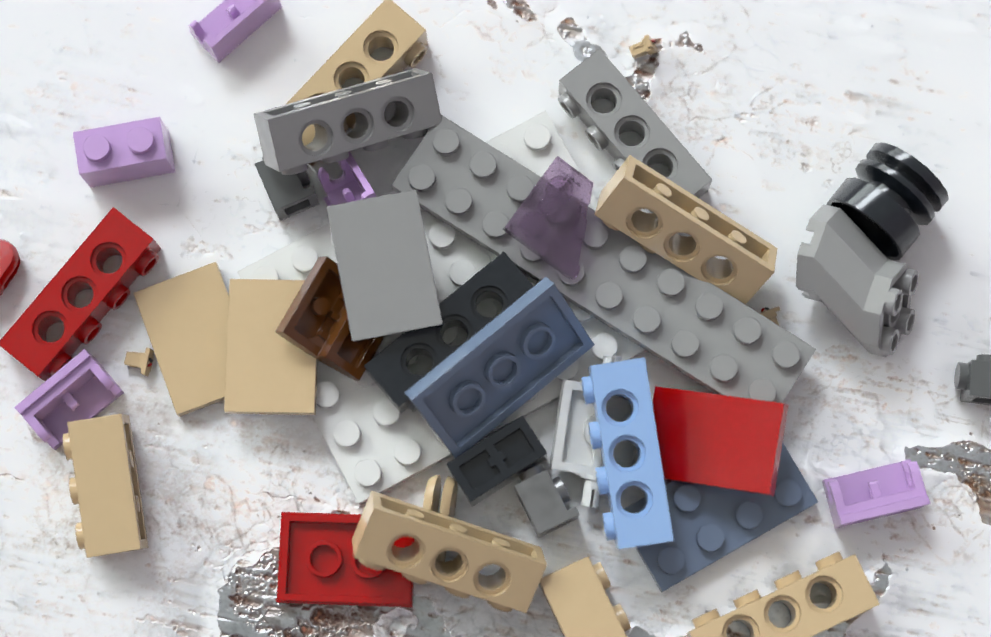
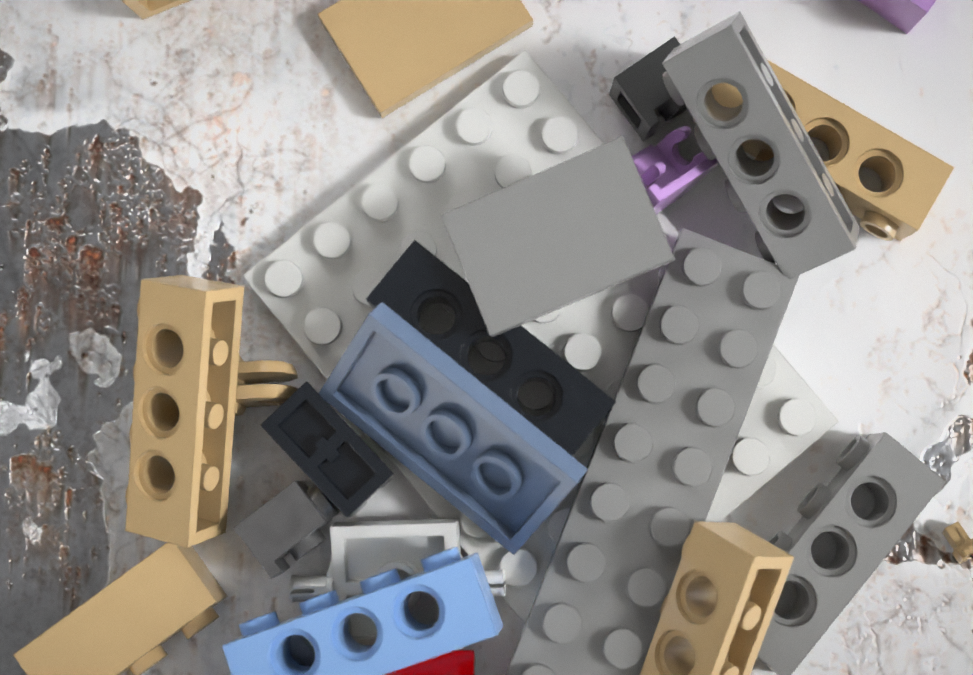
camera: 75 degrees right, 5 degrees up
(262, 367) = (426, 115): tan tile -> none
(320, 323) = (465, 165): reddish brown slope -> none
(321, 568) = (155, 236): red tile -> none
(554, 217) = (681, 465): clear purple wing -> none

